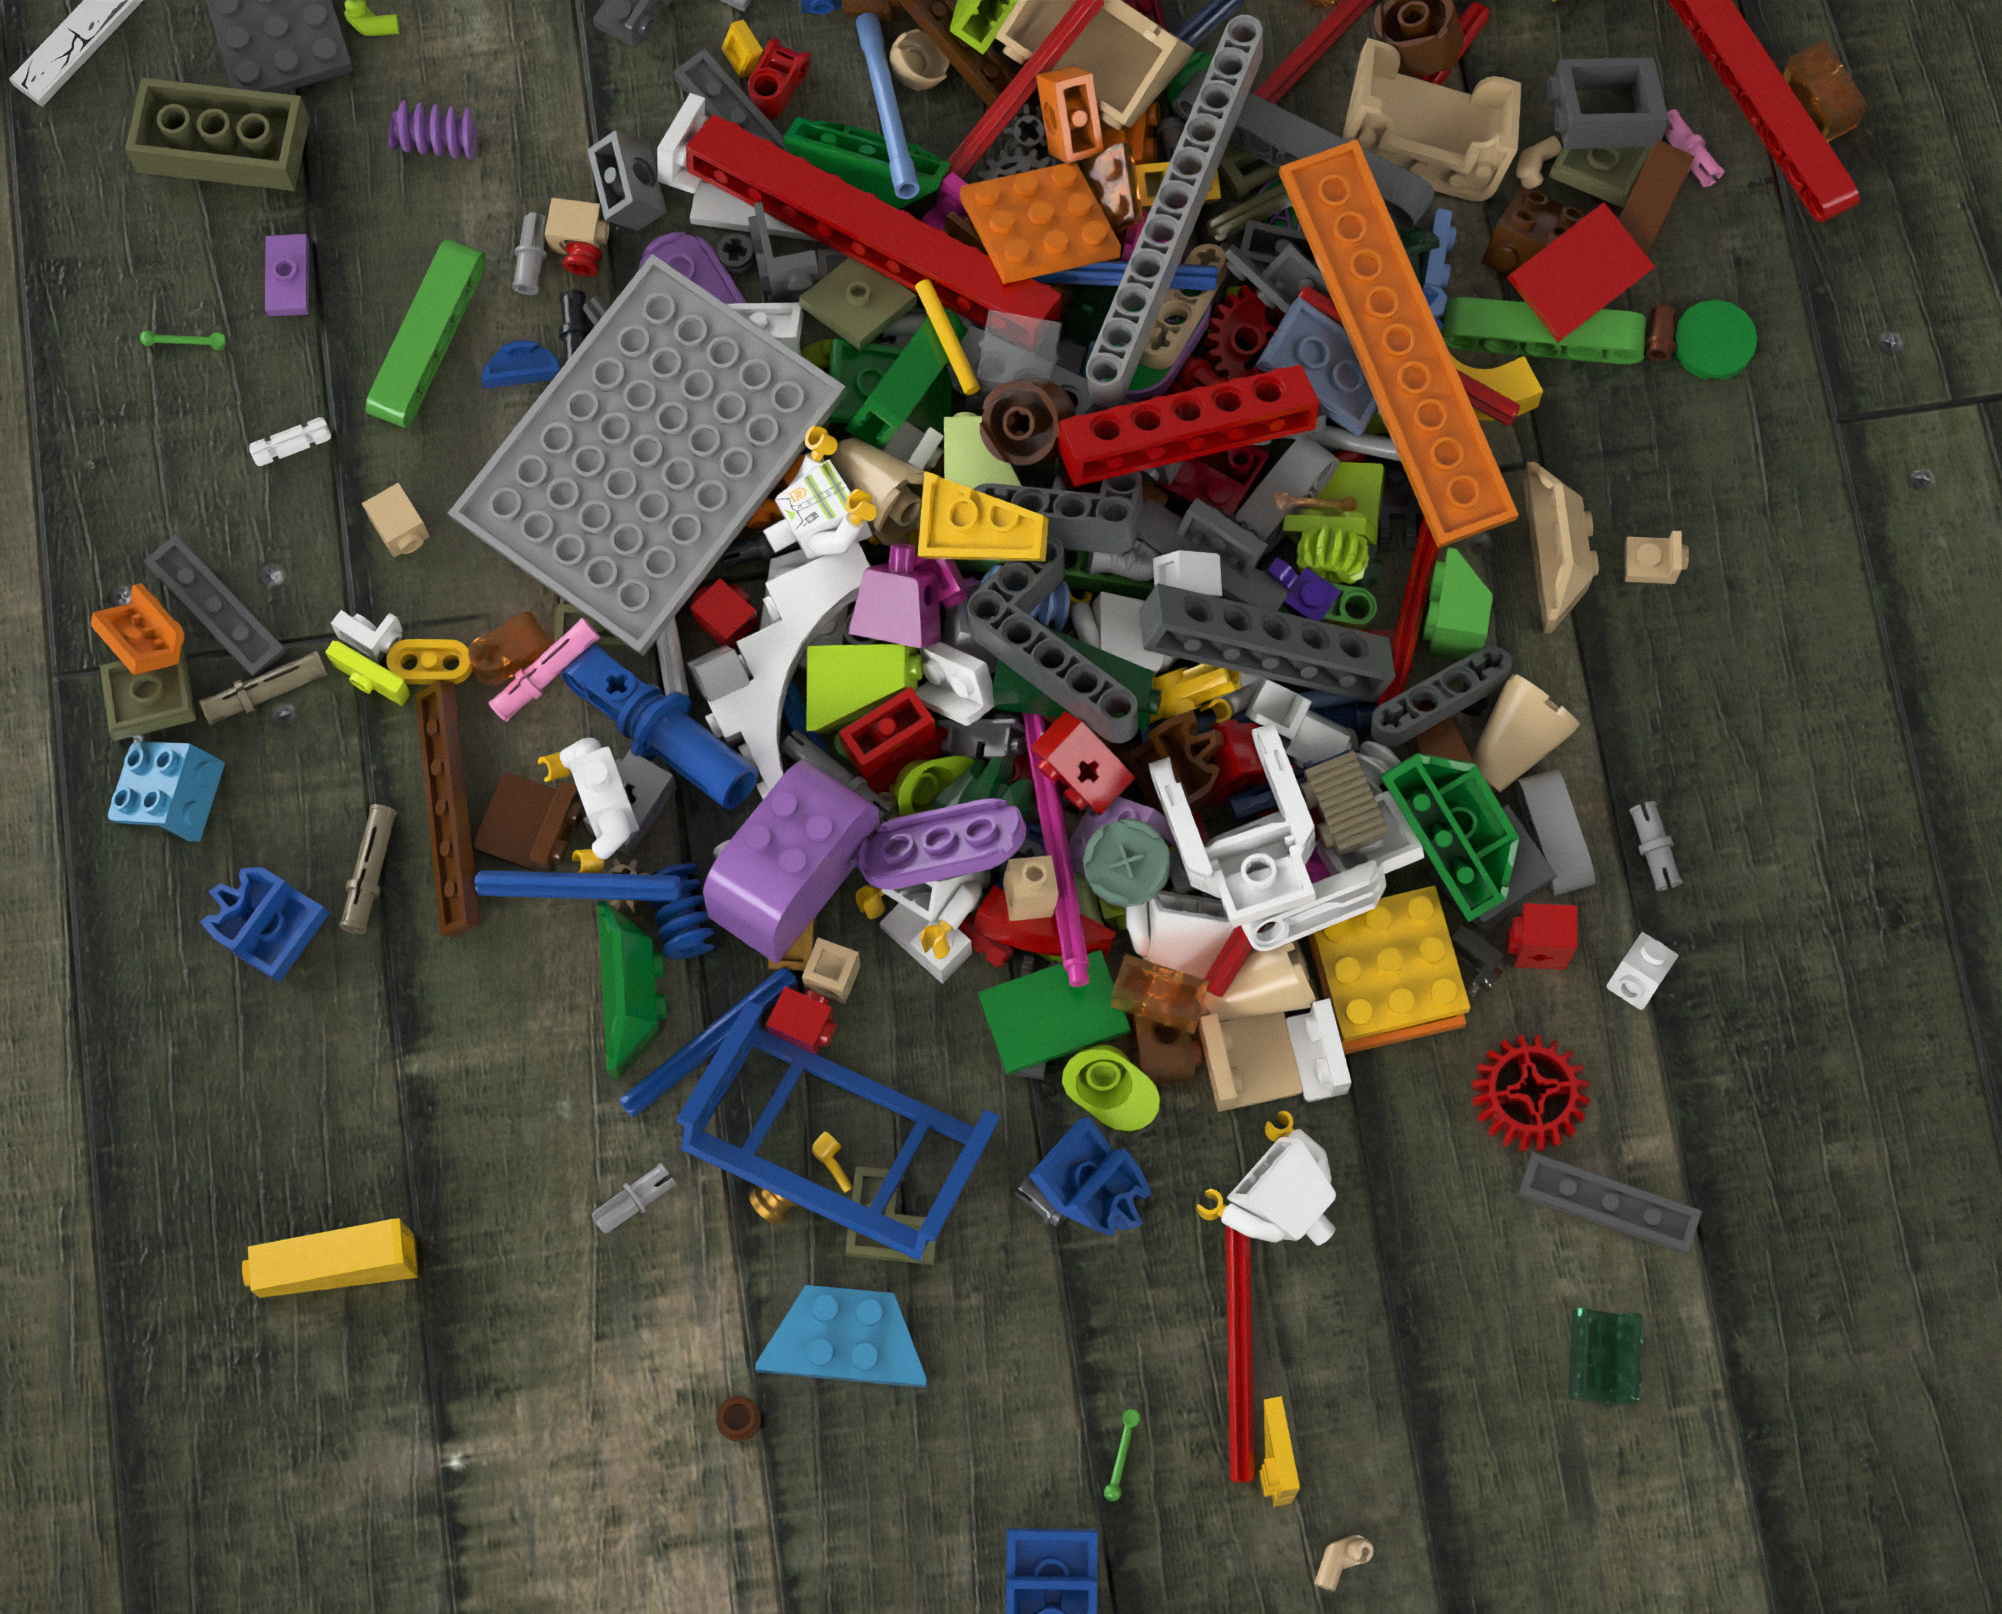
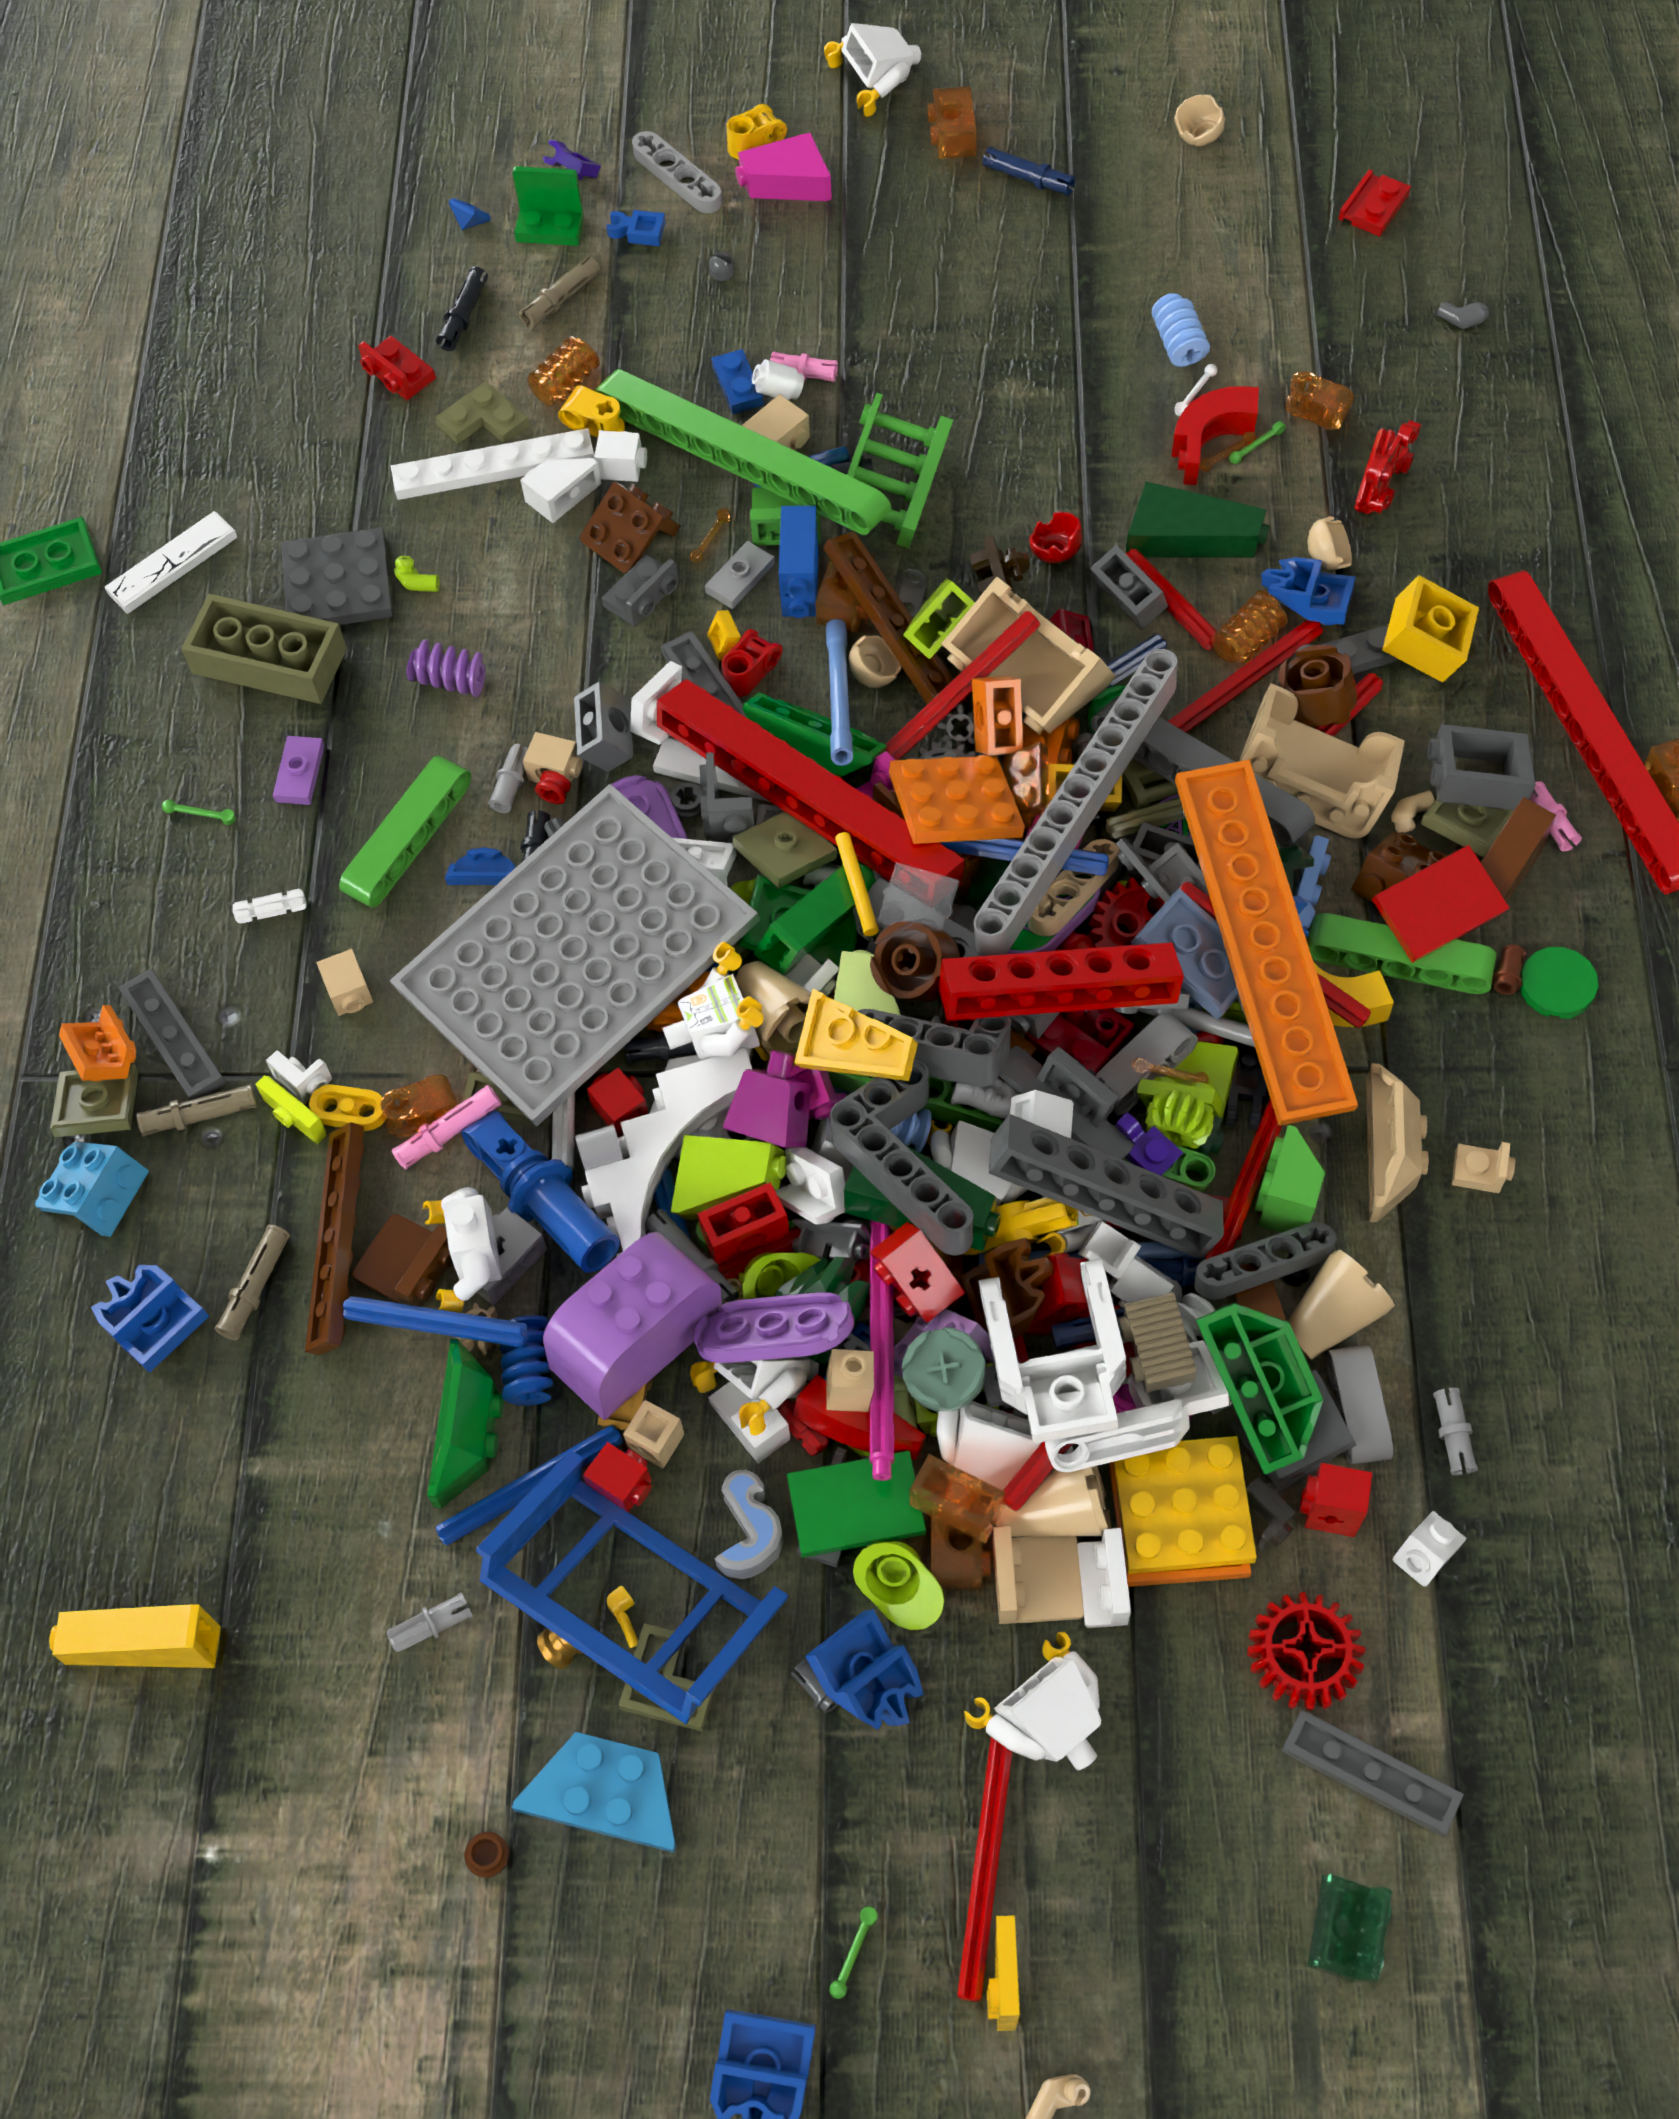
camera: 10 degrees right, 10 degrees down
(954, 1045) = (761, 1525): none -> light grey animal

